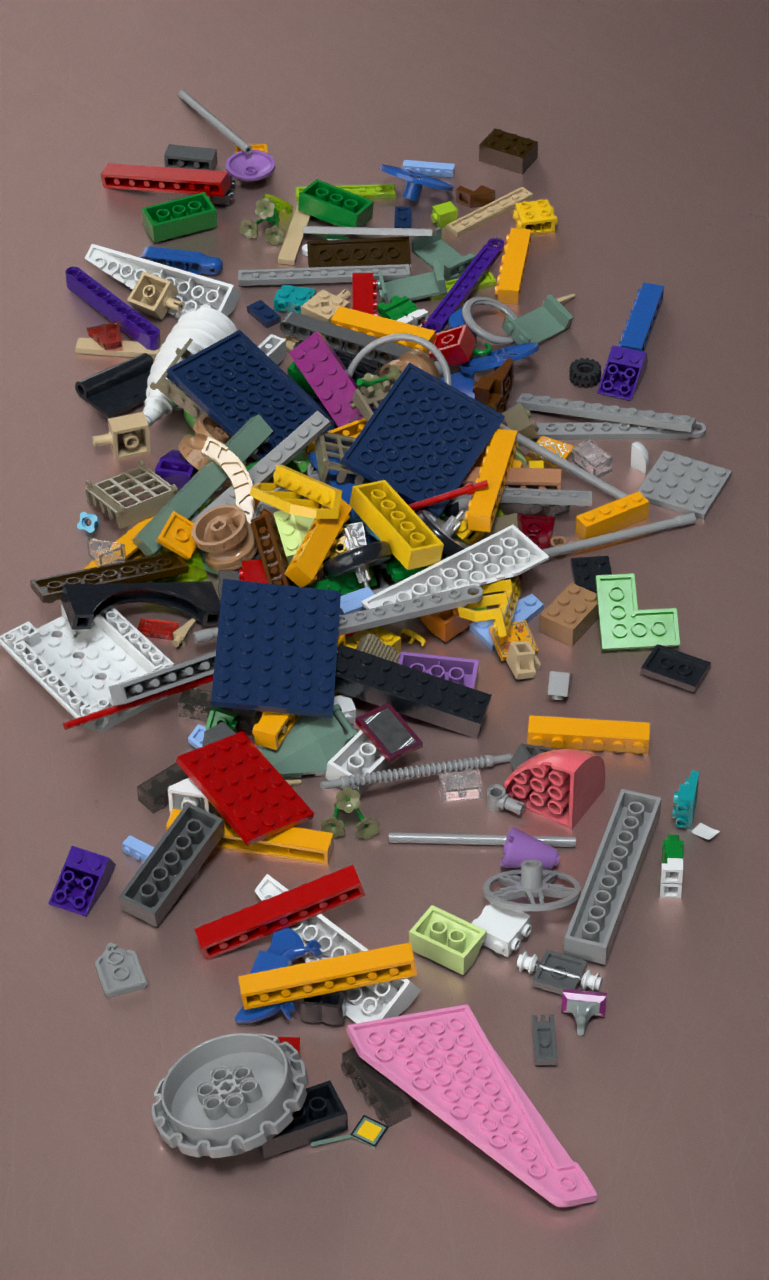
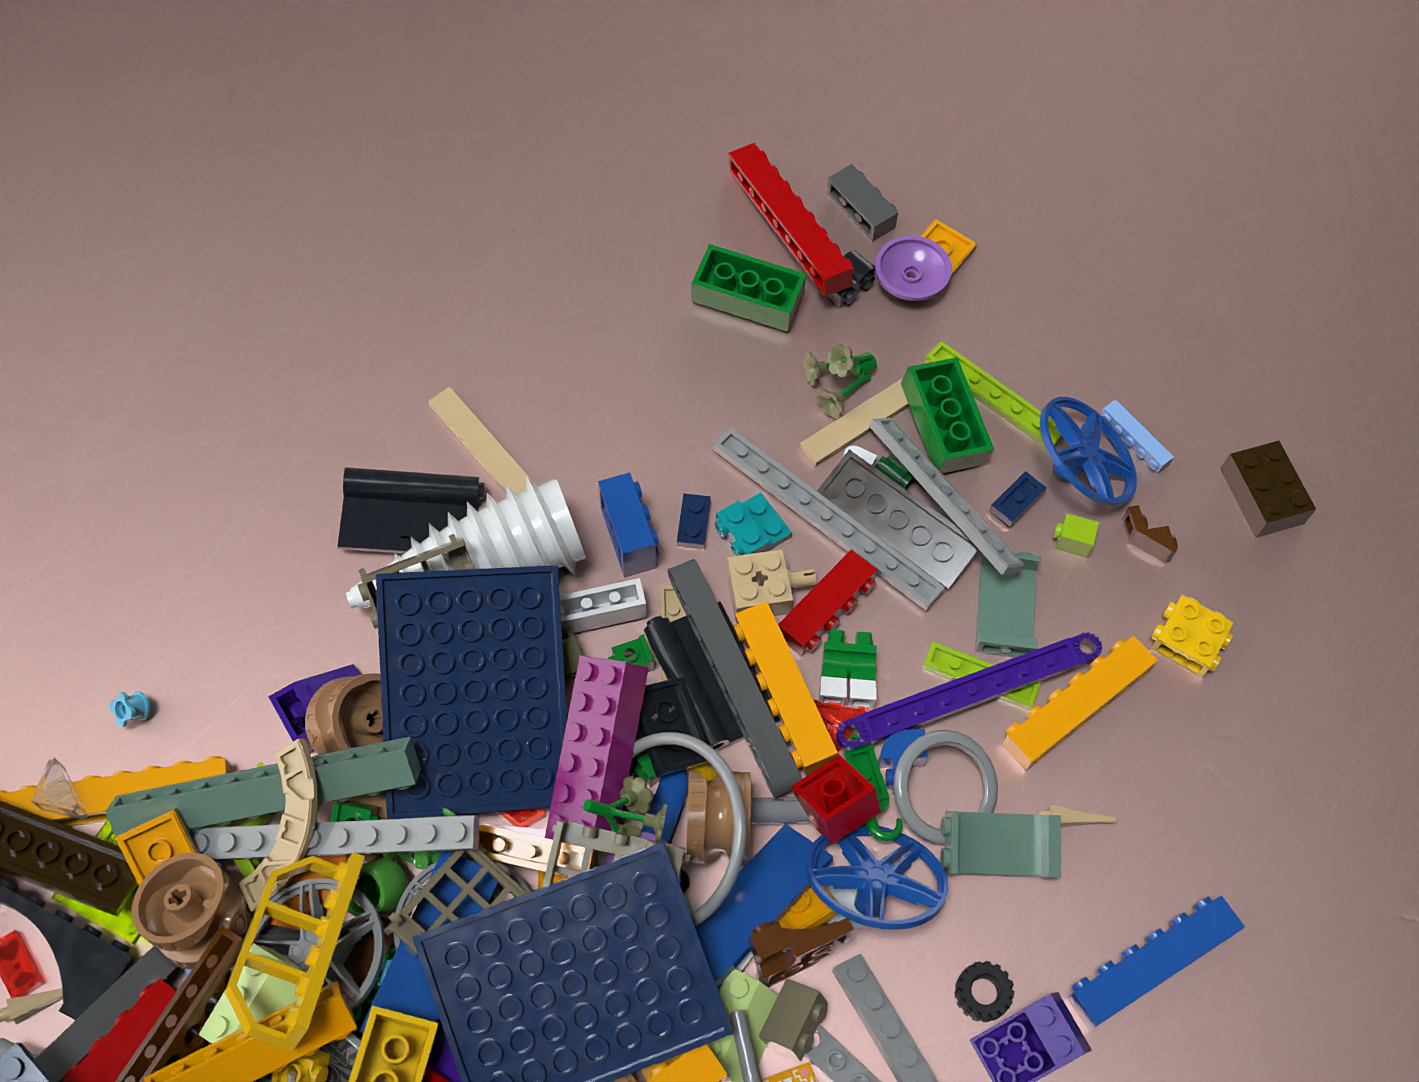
camera: 40 degrees right, 20 degrees up
(104, 492) = (250, 733): dark tan window -> none
(107, 335) = (474, 414): clear red wing -> none
(113, 308) = (532, 339): dark purple beam -> none
(126, 435) = (311, 602): tan brick -> none
(154, 296) = (582, 396): tan brick -> none
(184, 260) = (684, 357): blue piece -> none
(193, 289) = (627, 405): white wedge -> none
(215, 122) = (943, 170): light grey piece -> none
(246, 319) = (628, 524): none -> blue brick
(279, 203) = (882, 356): clear neon green tile -> none
(415, 286) = (911, 628): sand green panel -> none
(488, 212) = (1146, 572): tan tile -> none

